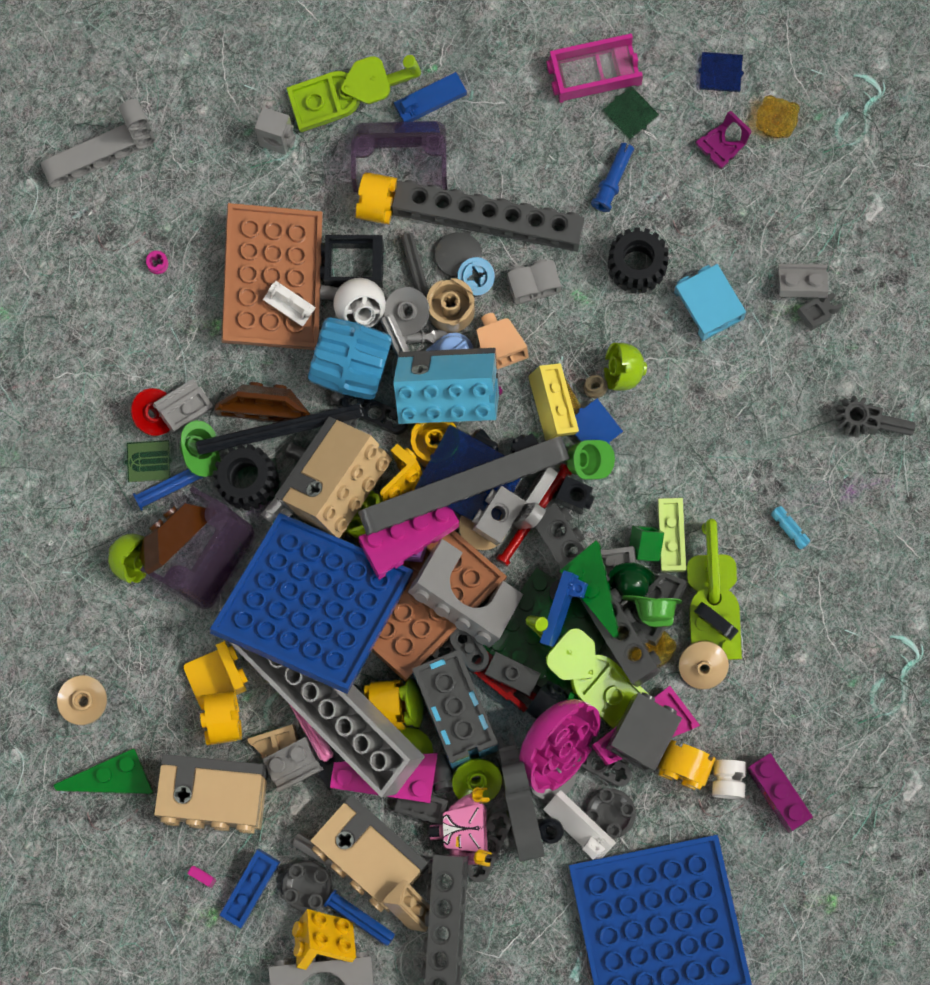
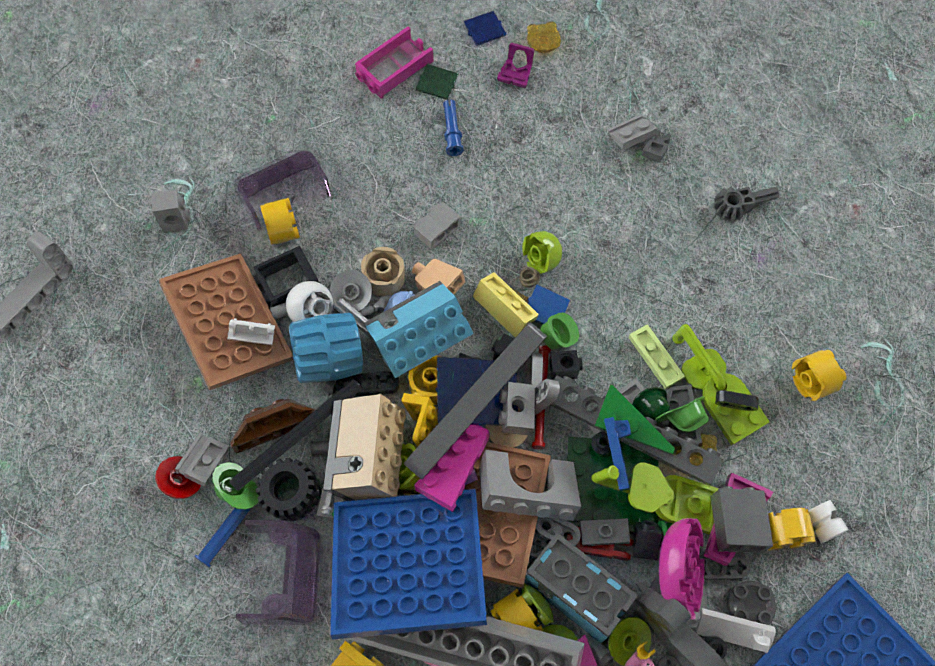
camera: 35 degrees left, 10 degrees down
(125, 559) = (218, 612): lime cylinder -> none
(148, 461) = (194, 522): clear green piece -> none
(159, 269) = (116, 353): dark pink bush -> none
(170, 535) = (247, 573): reddish brown wedge -> none
(322, 98) = (196, 173): lime plate -> none
(414, 263) = (333, 255): dark grey axle -> none
(430, 98) = (281, 137): blue hinge -> none
(454, 250) = (366, 234): dark grey dish -> none
(481, 266) = (388, 233): gear -> none
(497, 225) = (367, 204): dark grey brick -> none
(640, 242) = (506, 159): black tyre -> none
(647, 542) = (643, 369): green panel -> none
(699, 654) = (737, 438): tan dish -> none
(710, 301) = (576, 175): medium azure panel -> none
(779, 793) = (871, 511): magenta brick -> none
(790, 527) = (738, 305): medium azure axle -> none
(817, 639) = (818, 375): none -> yellow brick

